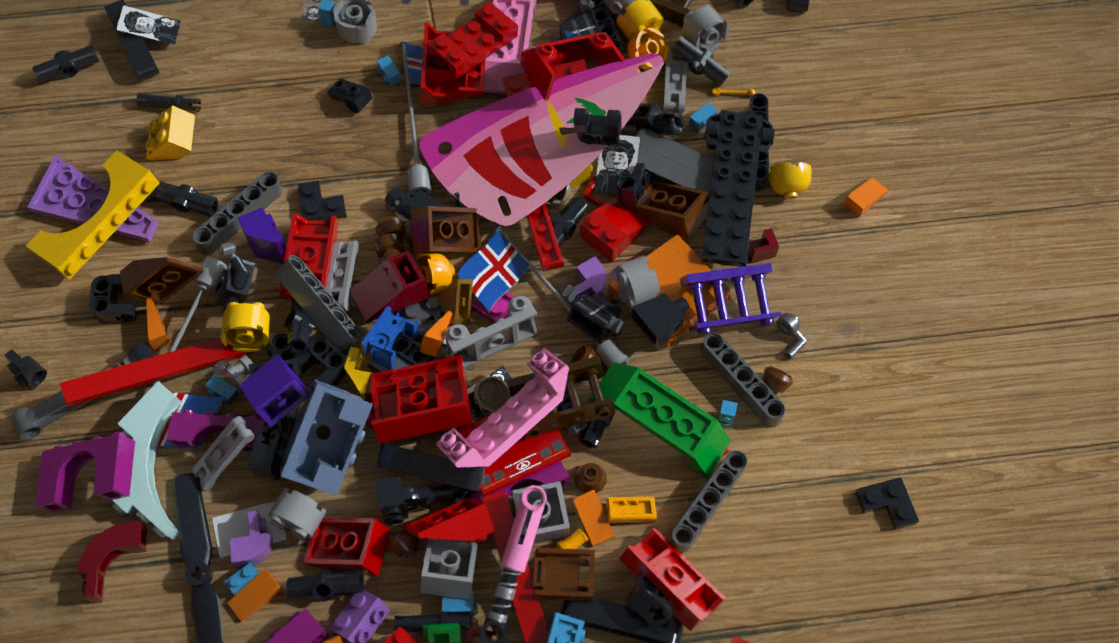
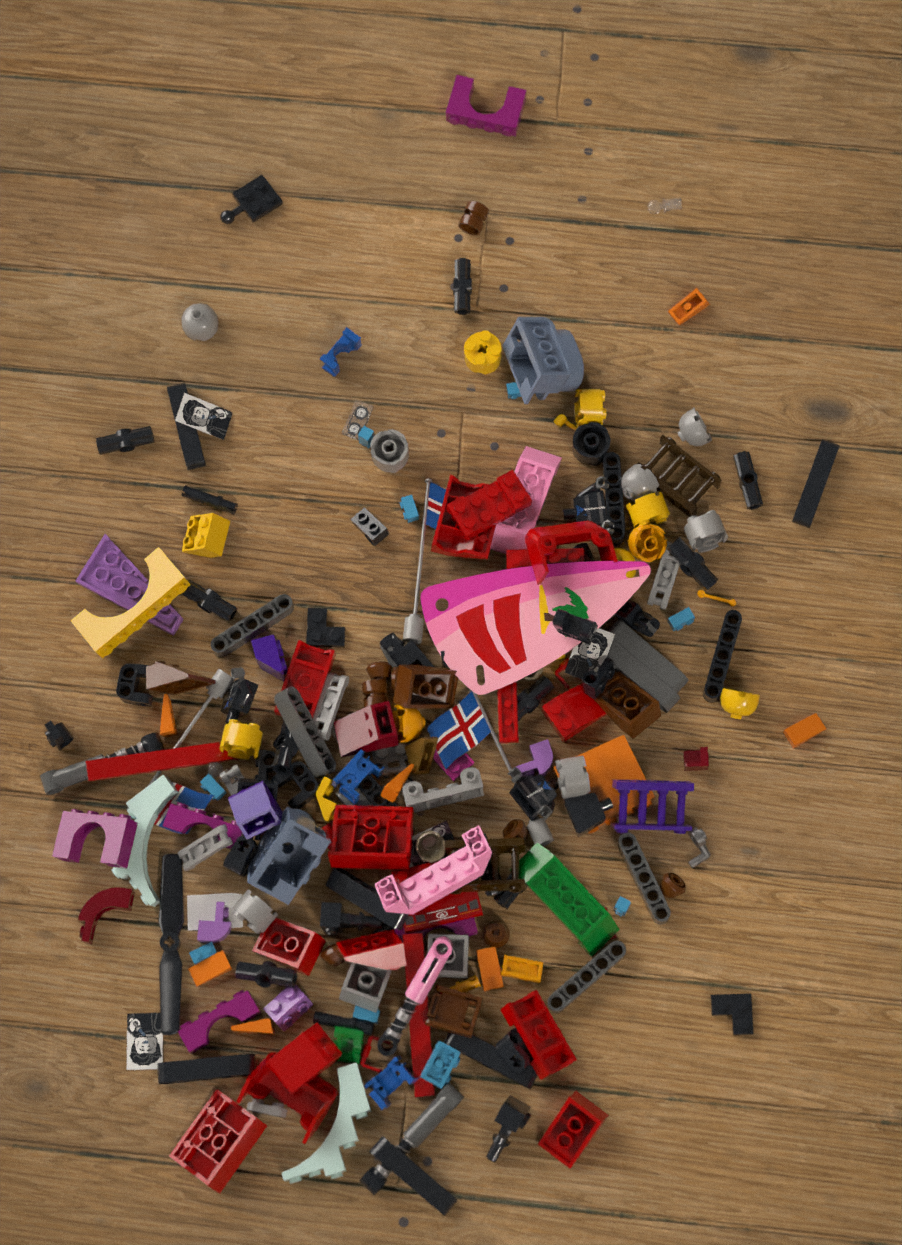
camera: 20 degrees right, 10 degrees up
(737, 146) = (701, 656): black piece -> none

